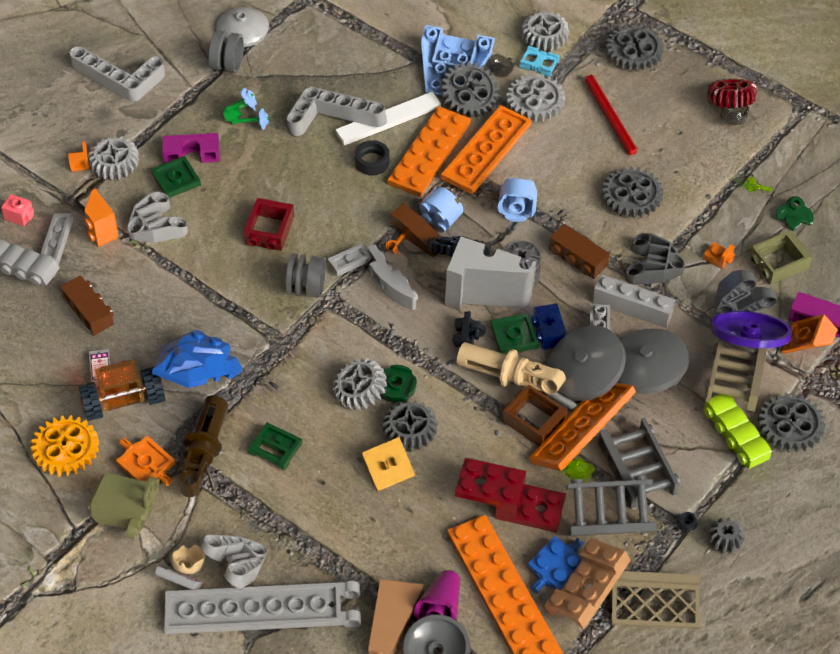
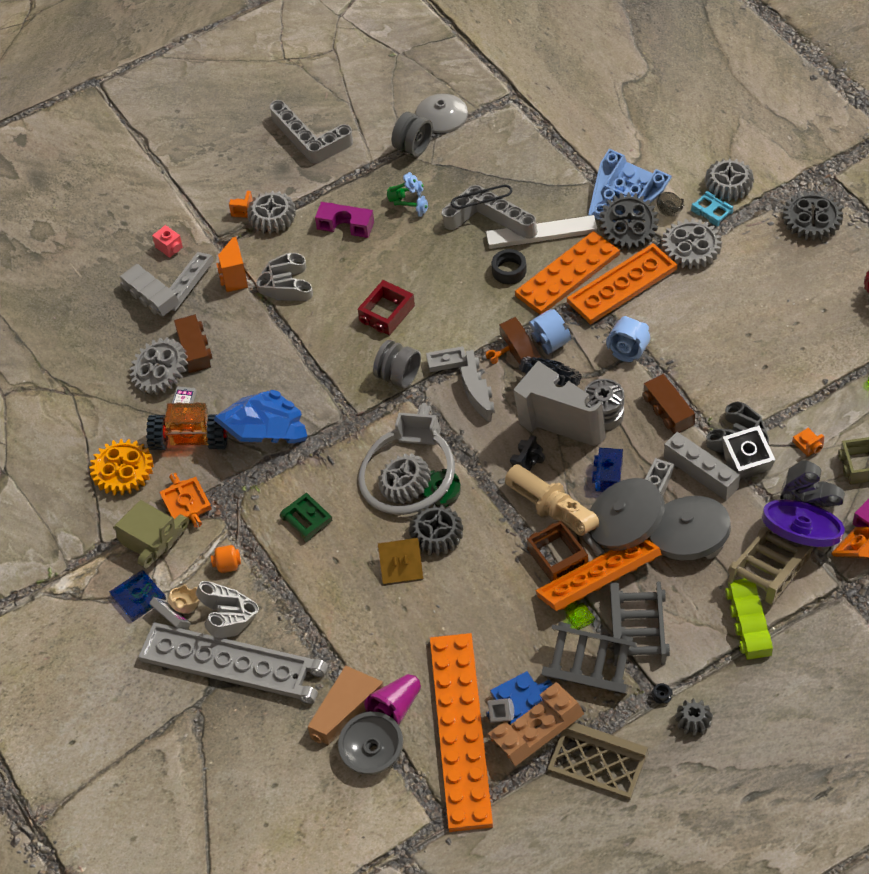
camera: 25 degrees right, 0 degrees up
(62, 335) = (158, 366): none -> light grey gear
(134, 569) = (135, 595): none -> clear blue tile
(176, 177) = (320, 243): dark green plate -> none
(202, 446) = (239, 498): dark brown piece -> none
(213, 508) = (226, 559): none -> orange head
(318, 104) = (483, 201): none -> black piece
(348, 334) = (417, 429): none -> light grey brick
(511, 496) = (500, 620): dark red bracket -> none
(514, 333) = (573, 468): dark green plate -> none
(548, 579) = (501, 710): none -> light grey brick
(611, 115) = (760, 277): red axle -> none
(632, 192) = (747, 359): dark grey gear -> none
(673, 276) = (748, 452): none -> flat silver slope
(791, 422) = (808, 625): dark grey gear -> none

